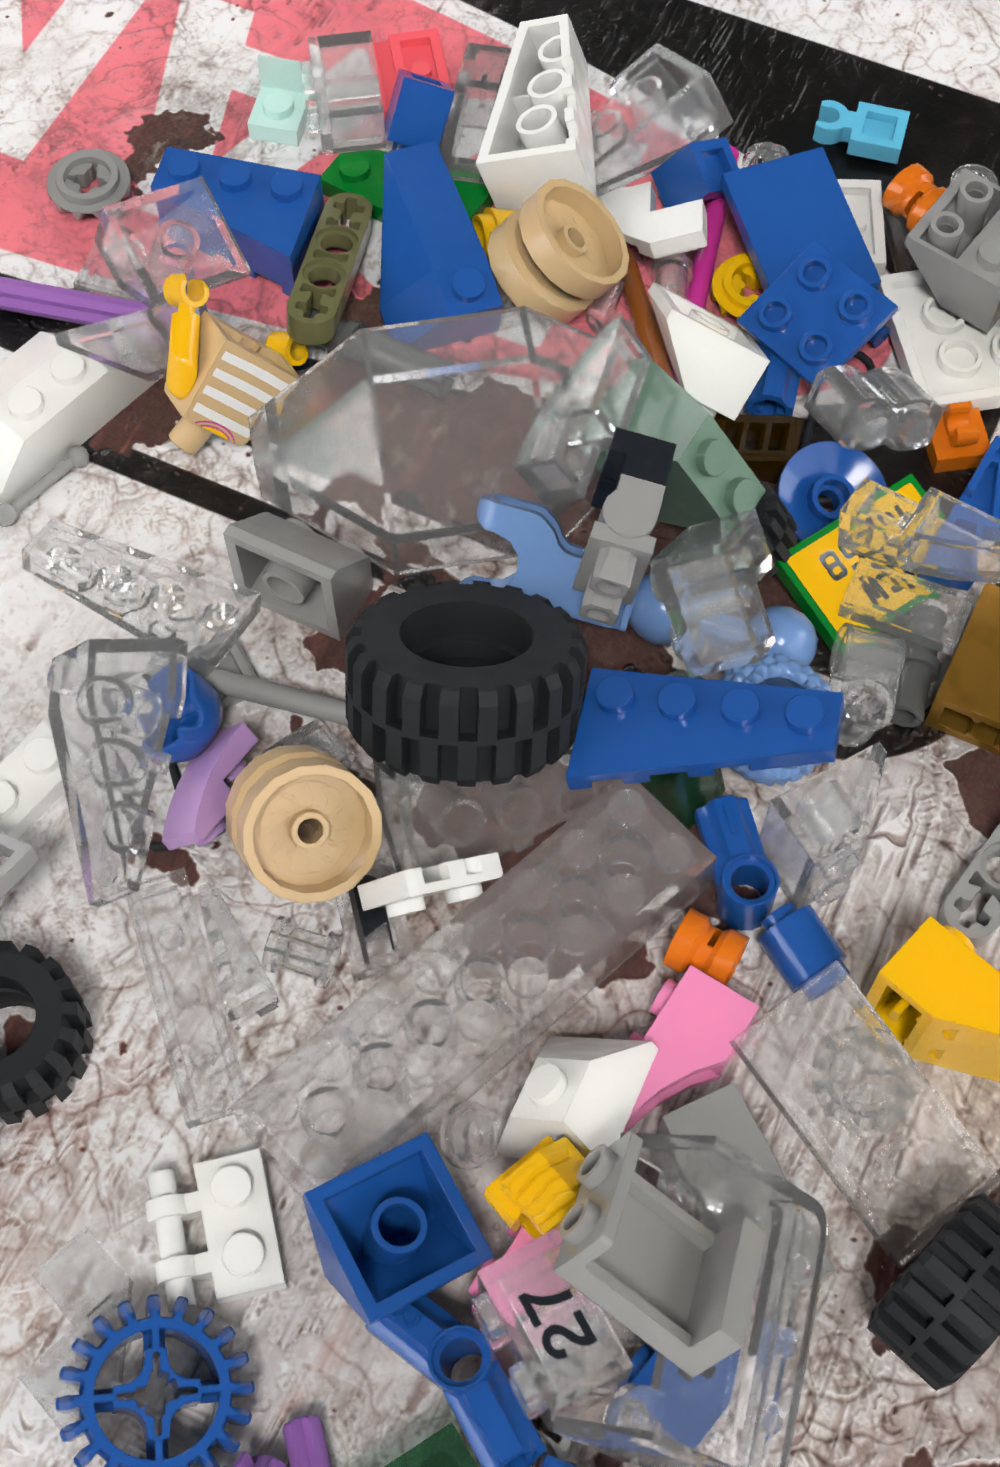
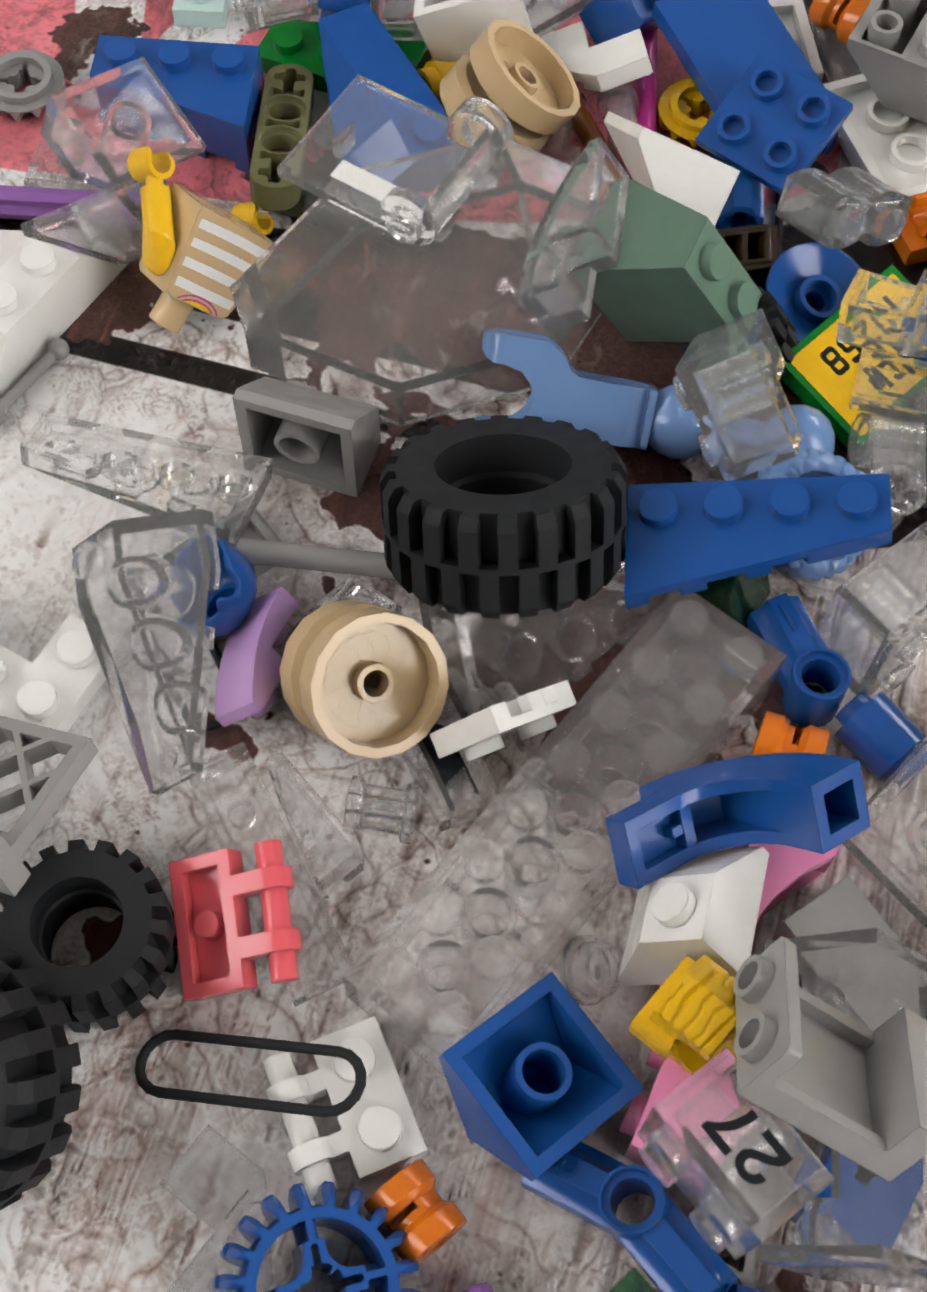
camera: 10 degrees left, 0 degrees up
(124, 1038) = (214, 921): none -> coral plate
(153, 1220) = (248, 1102): none -> black piece
(264, 1338) = (429, 1224): none -> orange wheel
(416, 317) = (397, 158): none -> clear door
(620, 541) = (643, 318): light grey hips -> none
(647, 995) = (735, 802): none -> blue arch

